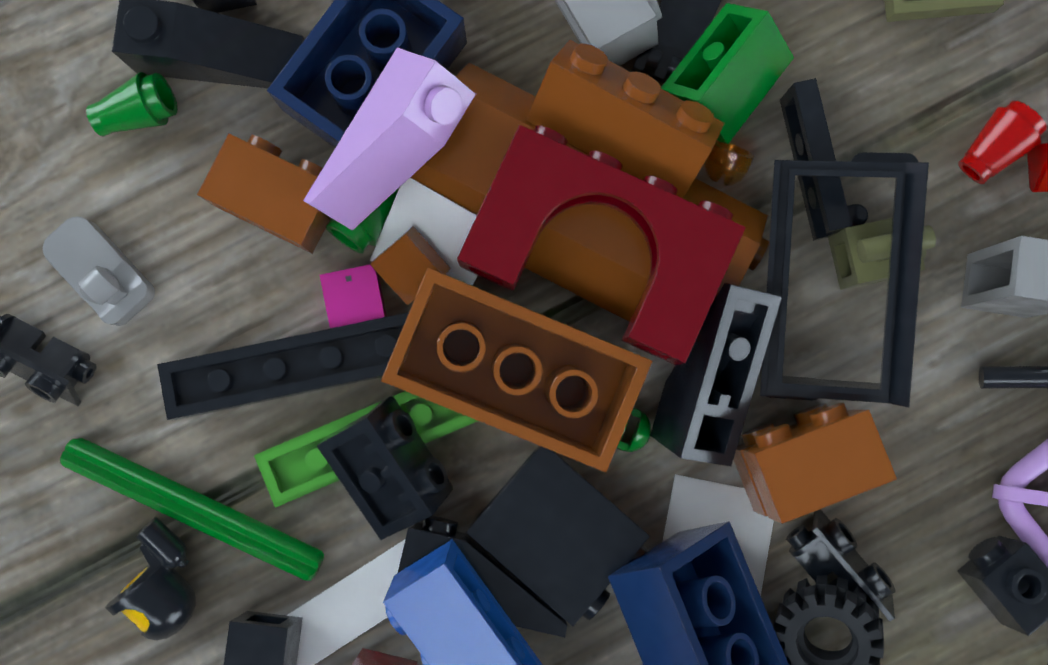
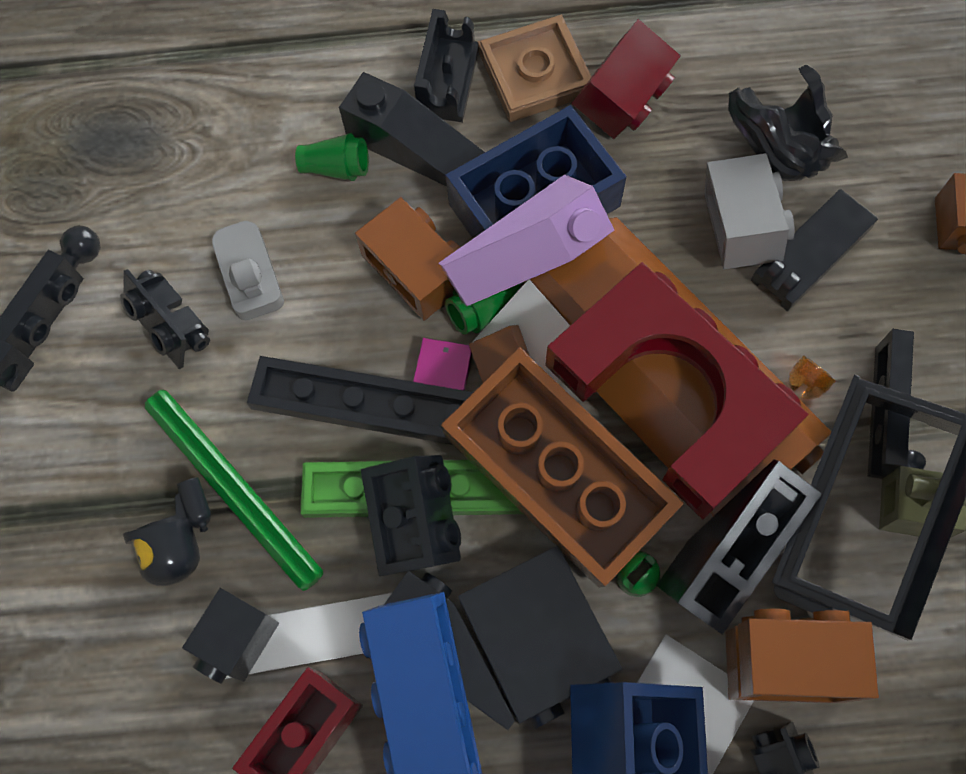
camera: 30 degrees right, 15 degrees down
(624, 116) = (737, 296): dark orange slope -> none
(732, 66) = (836, 302): green brick -> none

